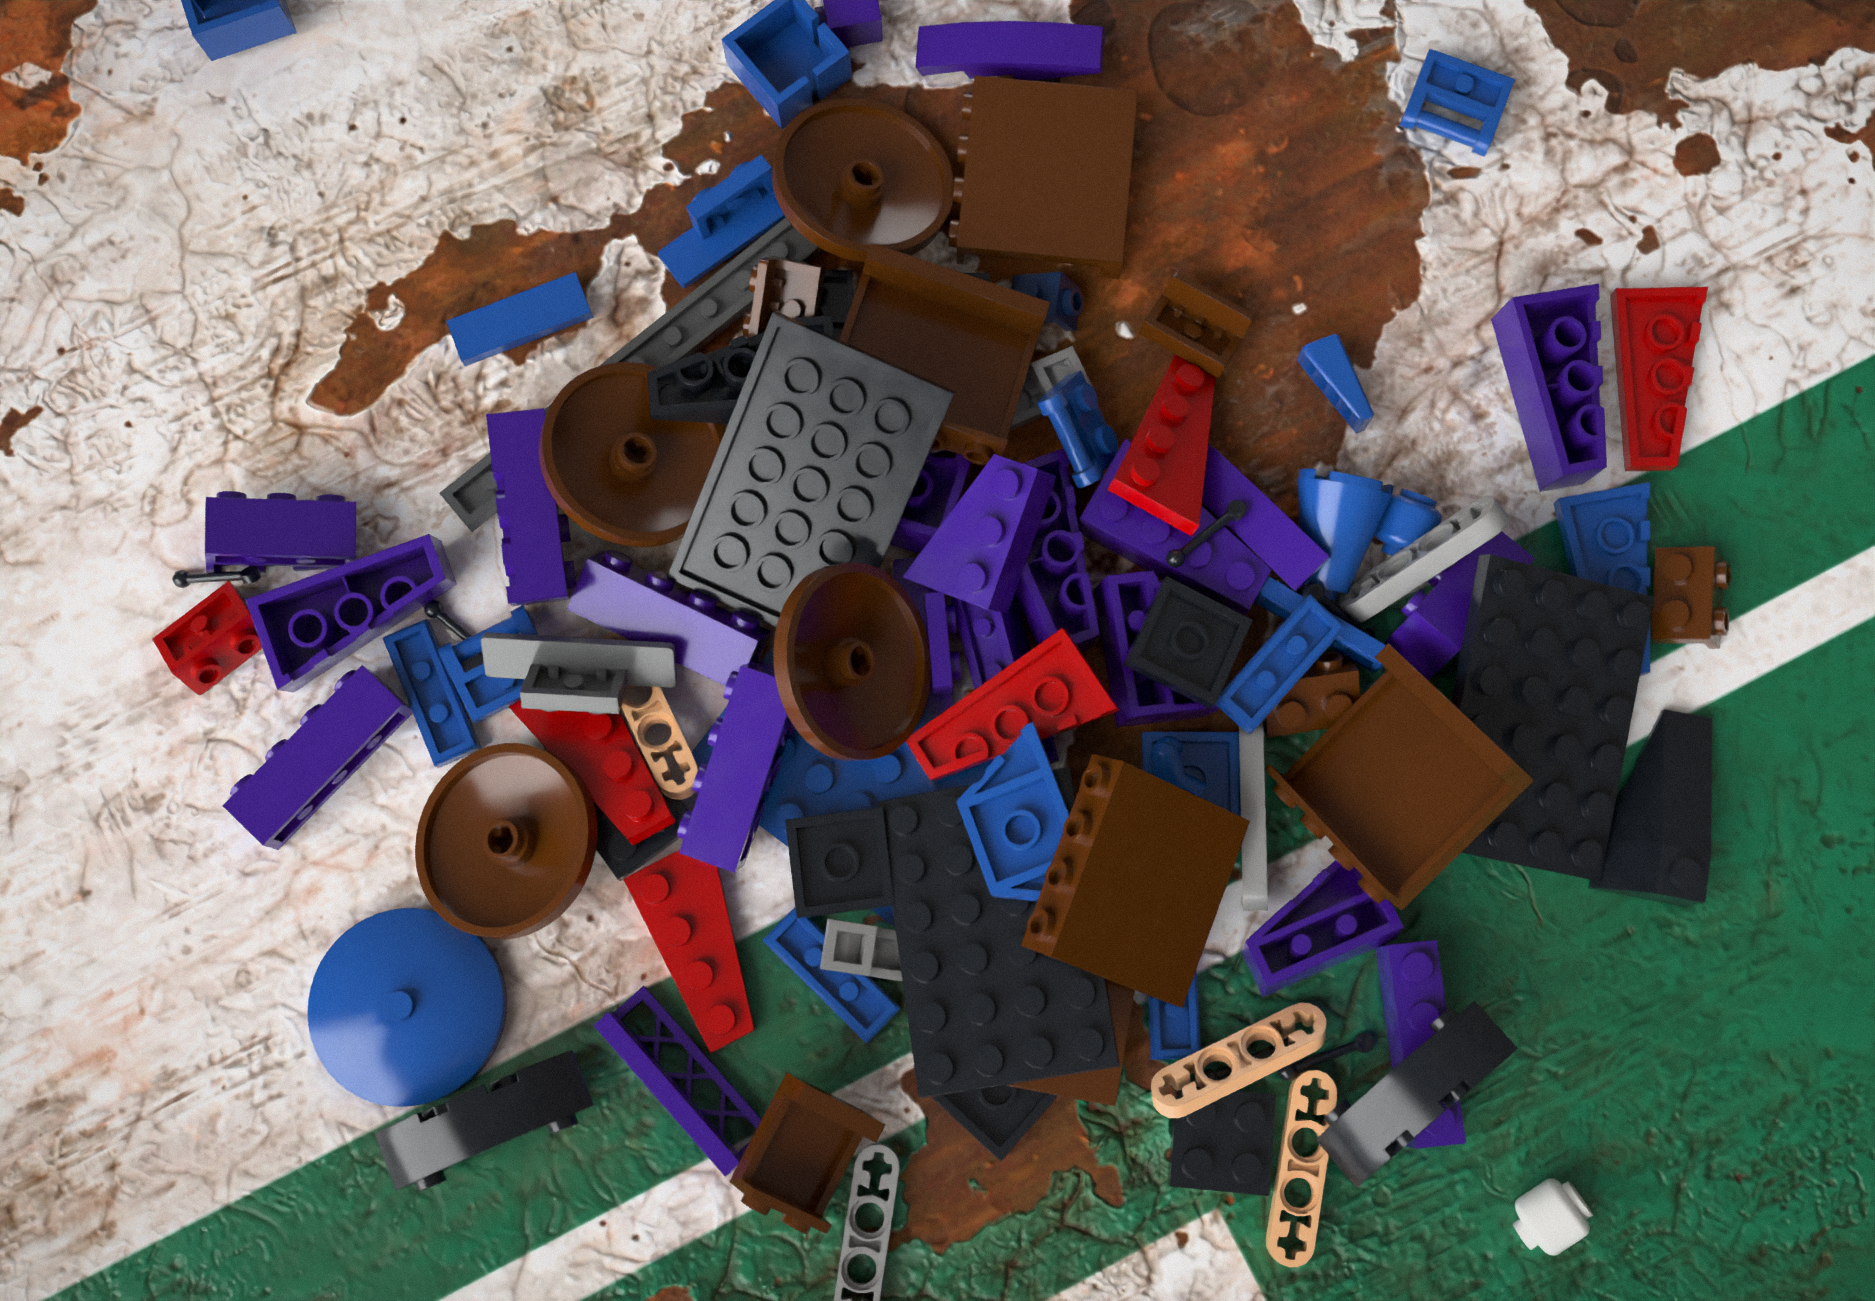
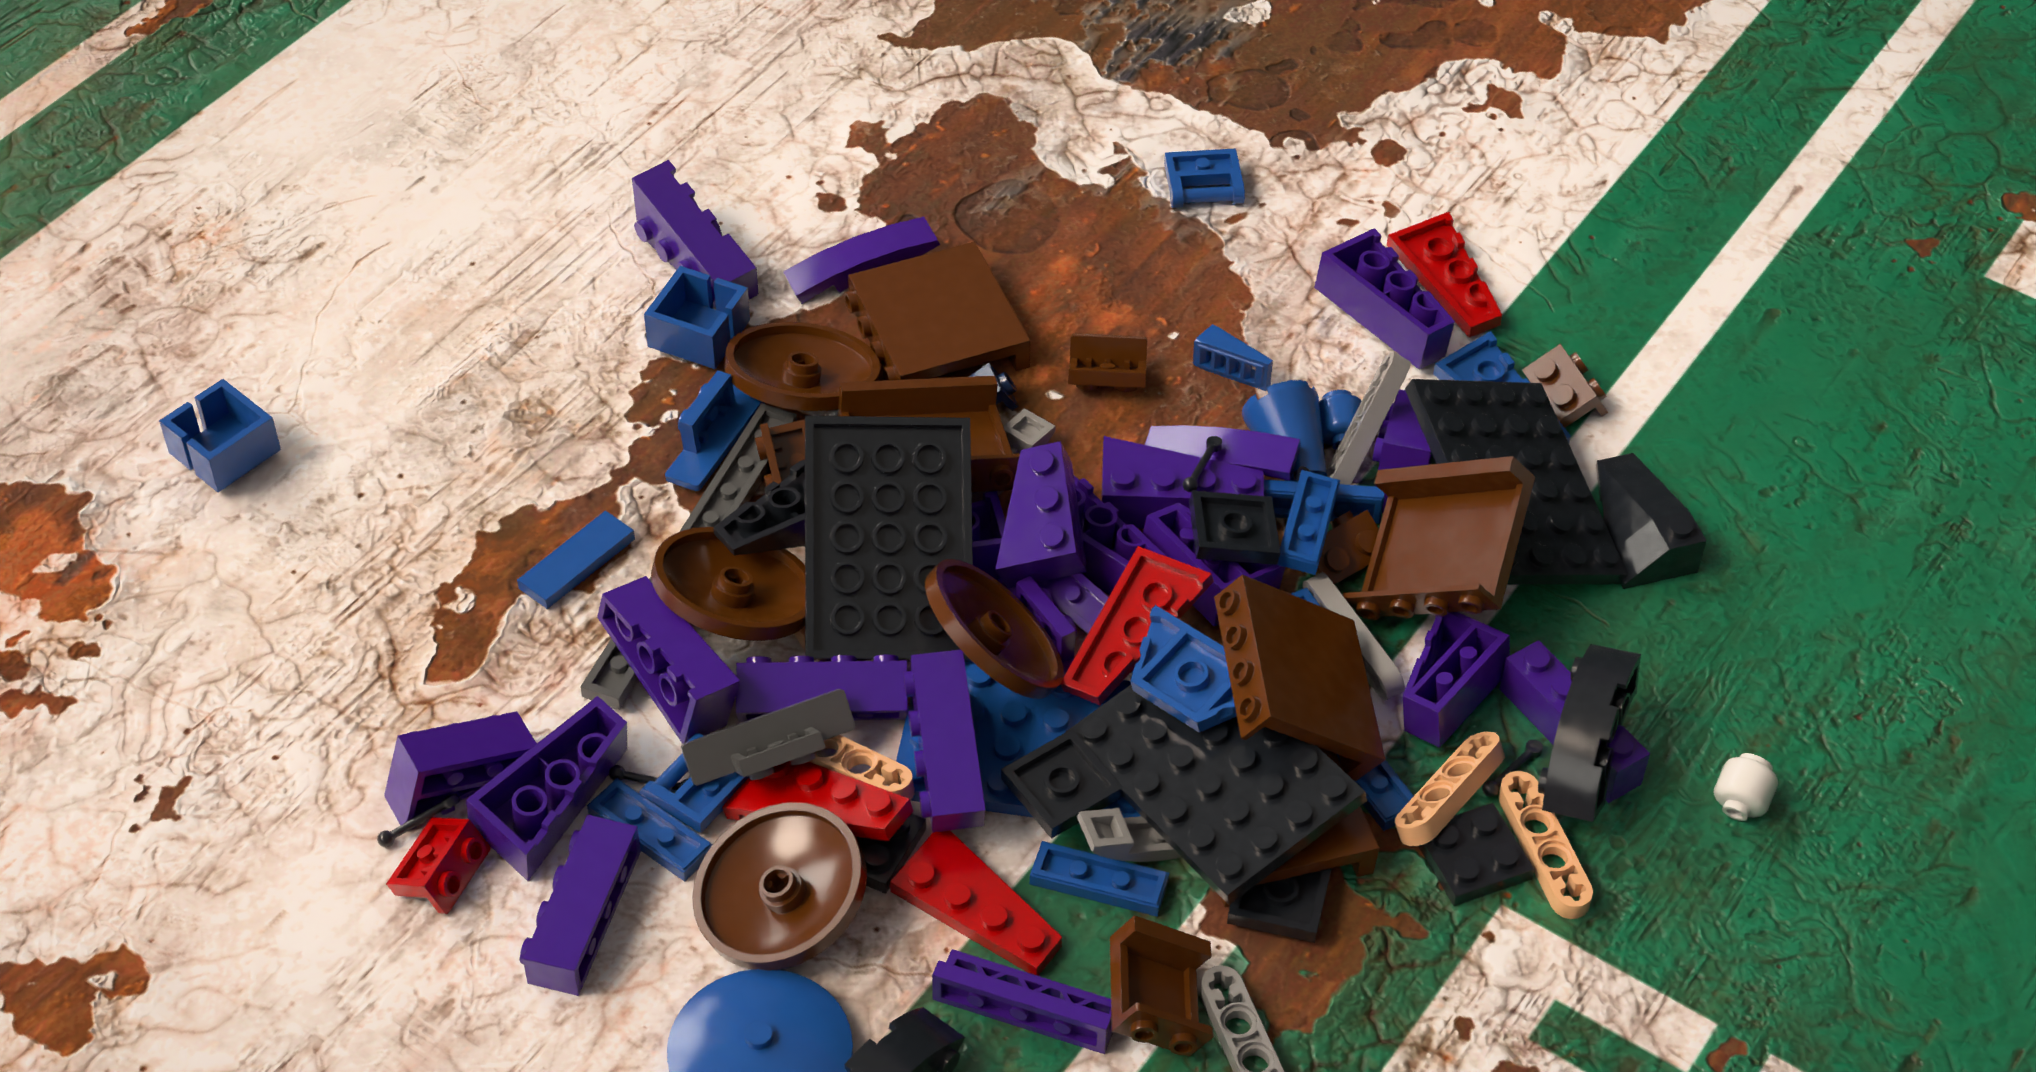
camera: 30 degrees left, 30 degrees down
(1080, 427) = (1054, 429): blue plate -> none
(1169, 449) = (1140, 430): red wing -> none

